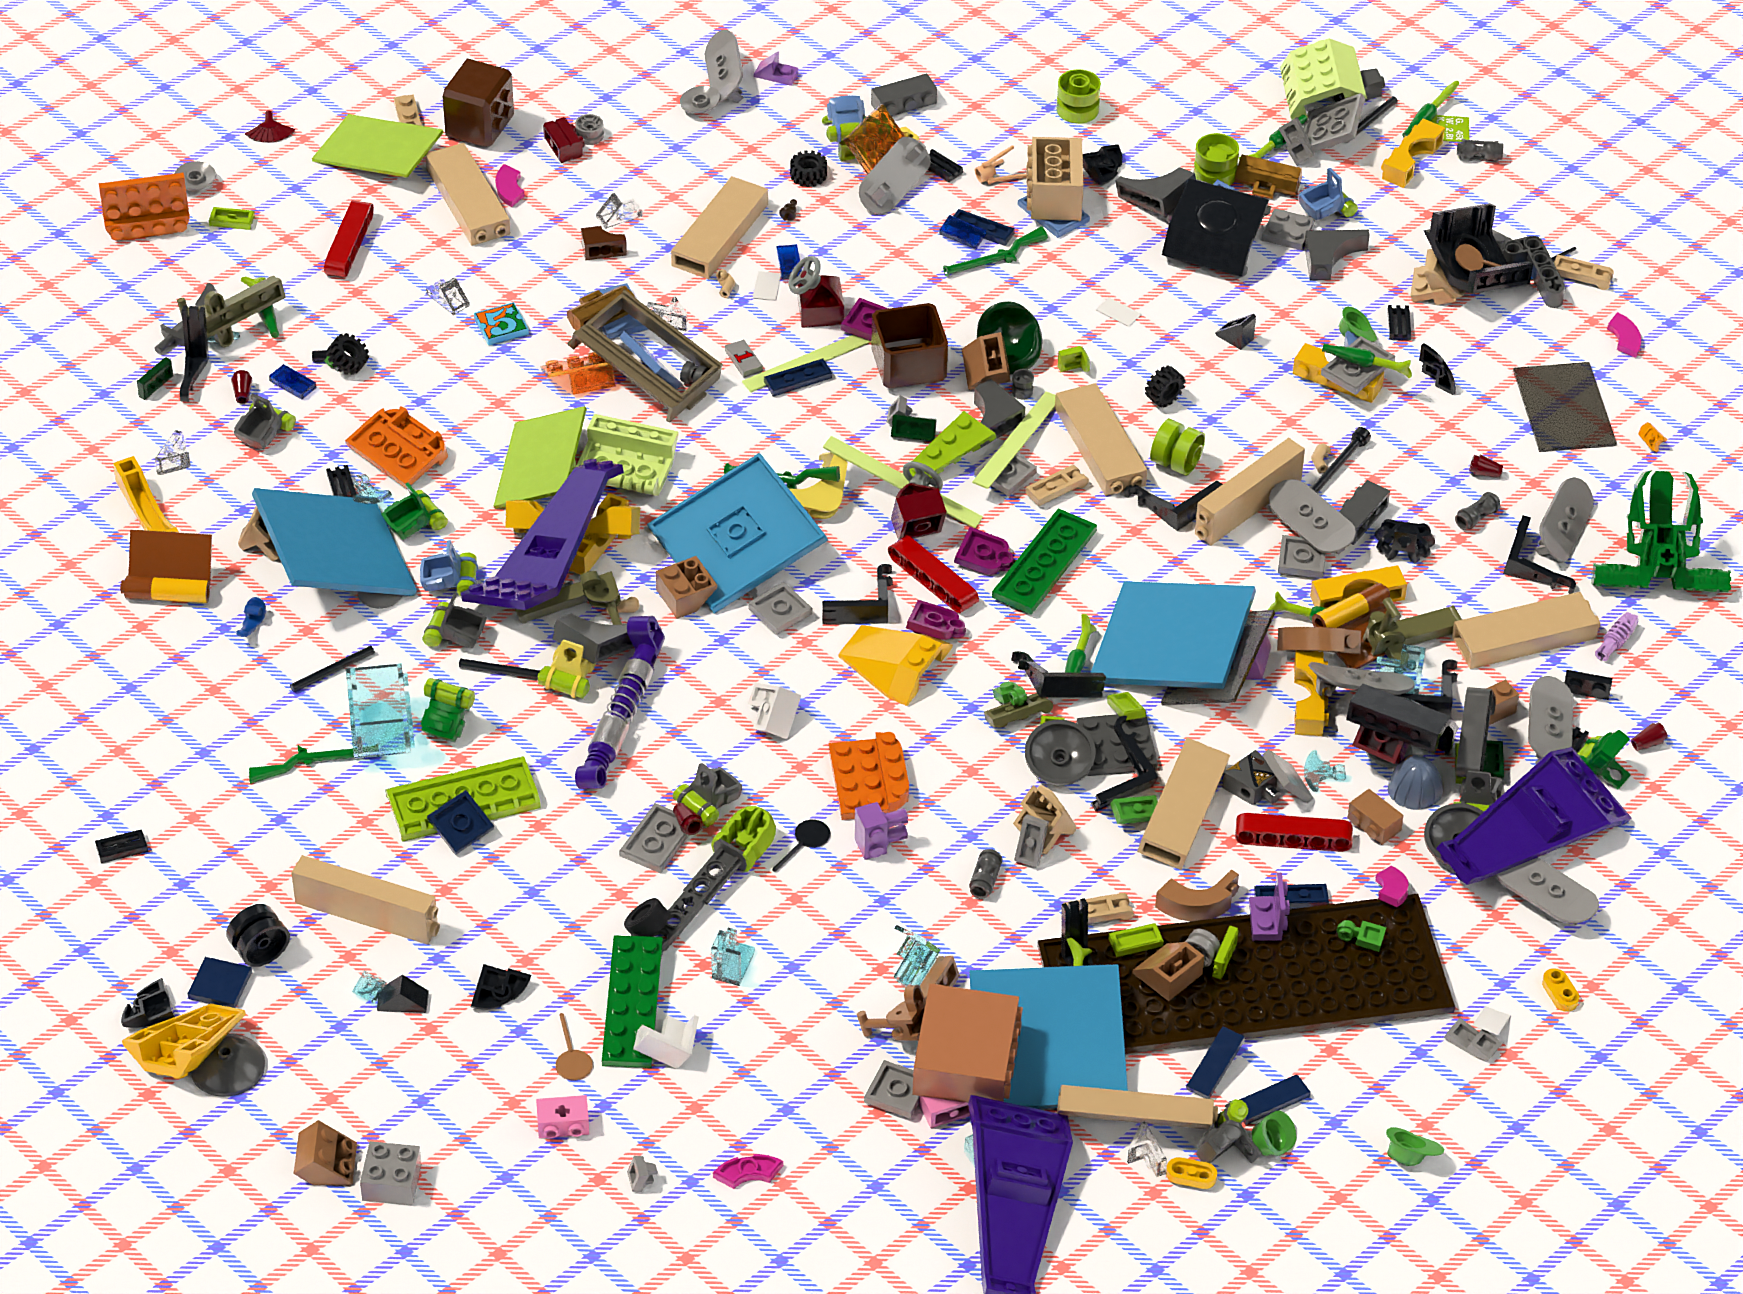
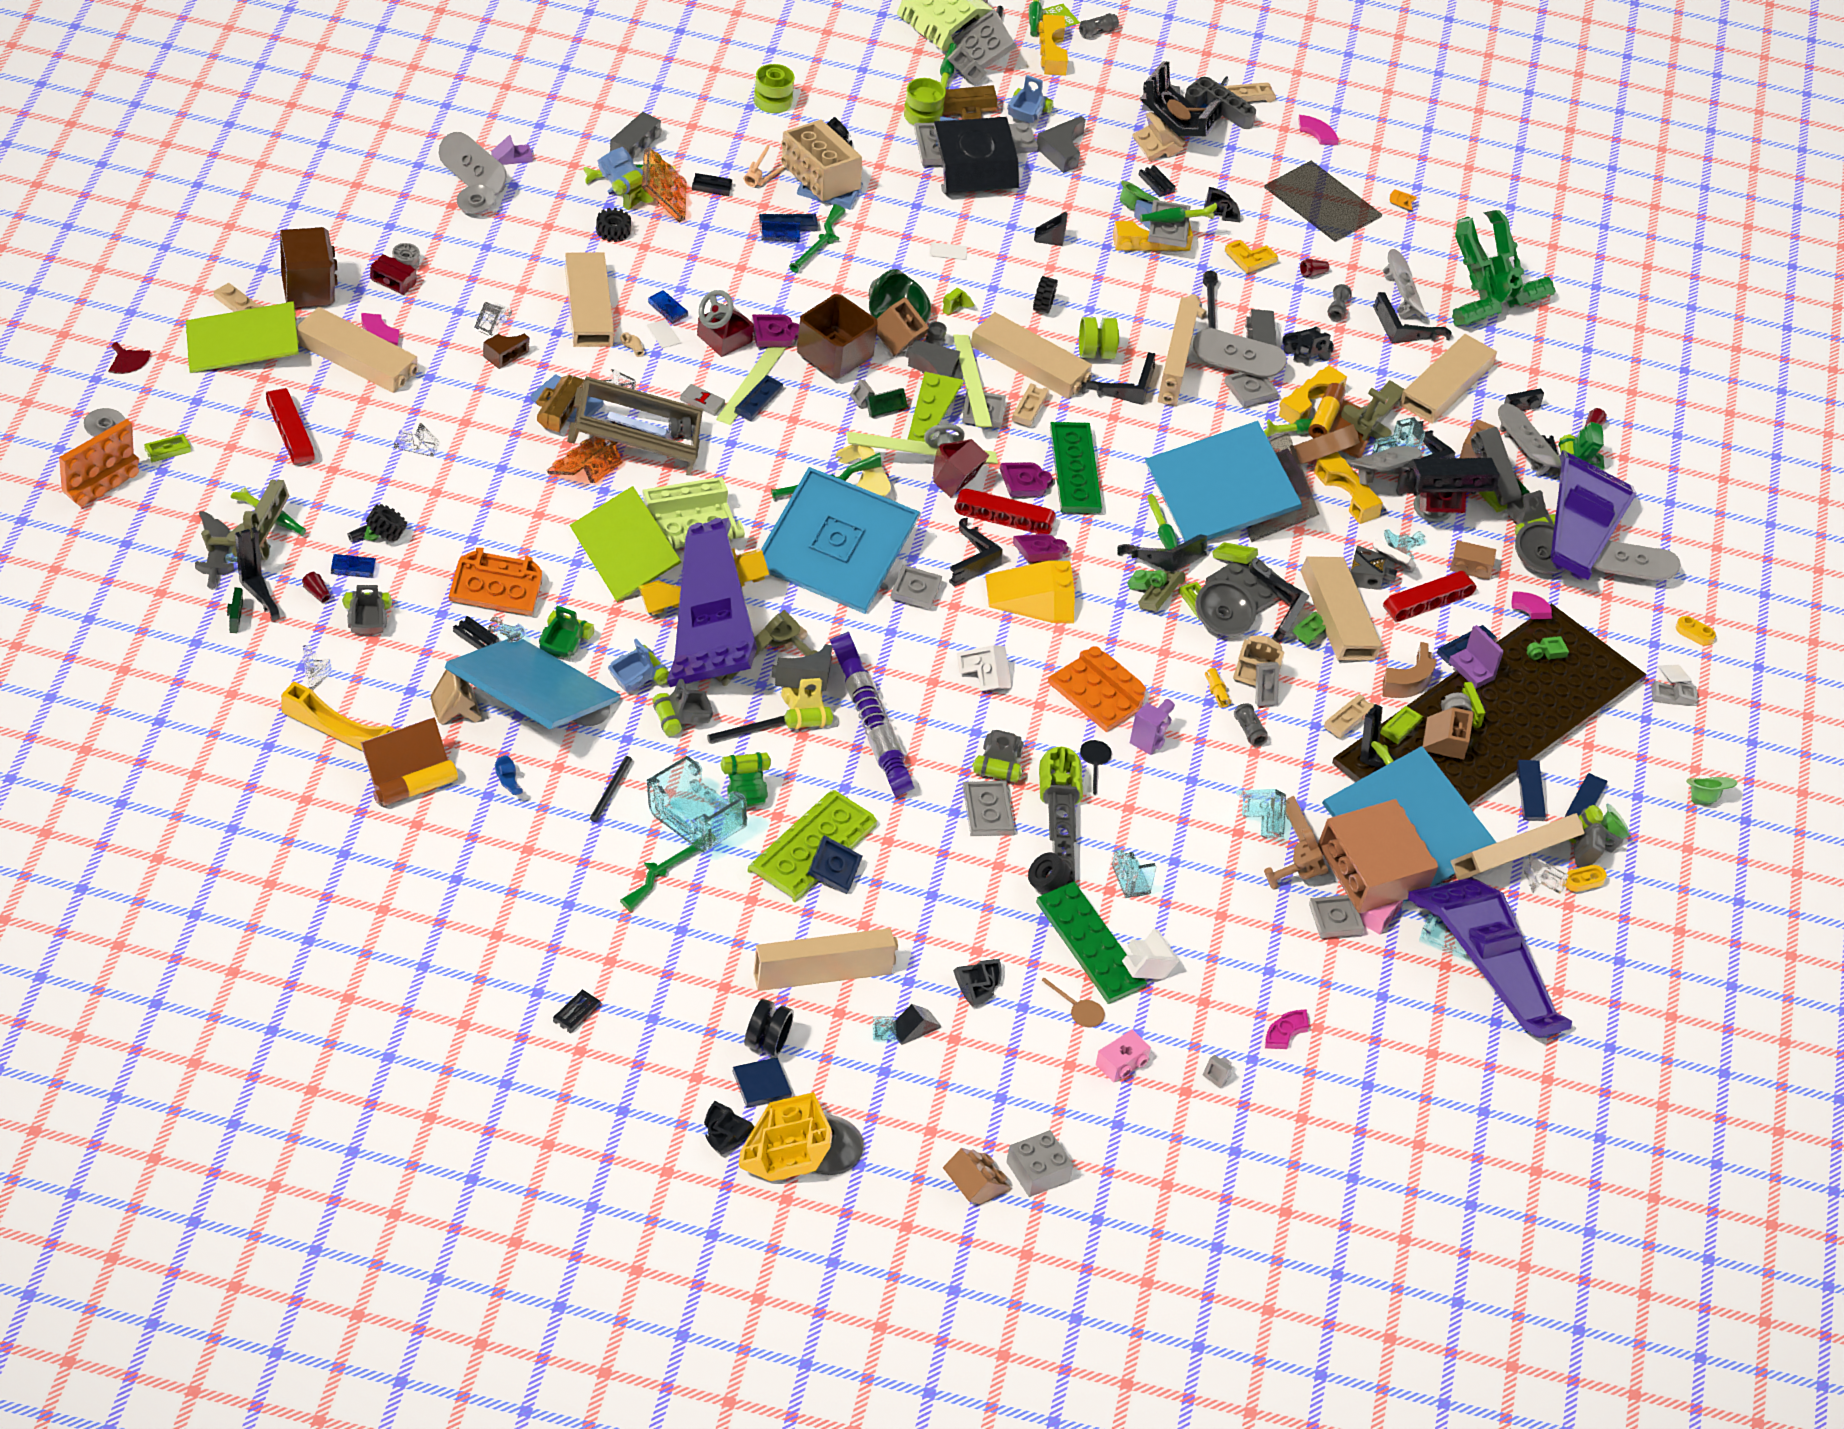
camera: 40 degrees left, 0 degrees up
(501, 323) = (482, 448): tile -> none
(684, 586) = (832, 600): medium nougat slope -> none
(687, 819) = (1004, 781): dark red cone -> none
(789, 210) = (628, 265): dark brown hair -> none
(894, 175) = (691, 204): light grey piece -> none
(988, 825) = (1217, 688): none -> yellow pin
(1157, 193) = (903, 145): dark grey arch -> none
(1415, 783) = (1478, 524): sand blue hair -> none
(1426, 435) = (1250, 259): none -> yellow plate
(1617, 635) = (1509, 356): lavender hinge -> none

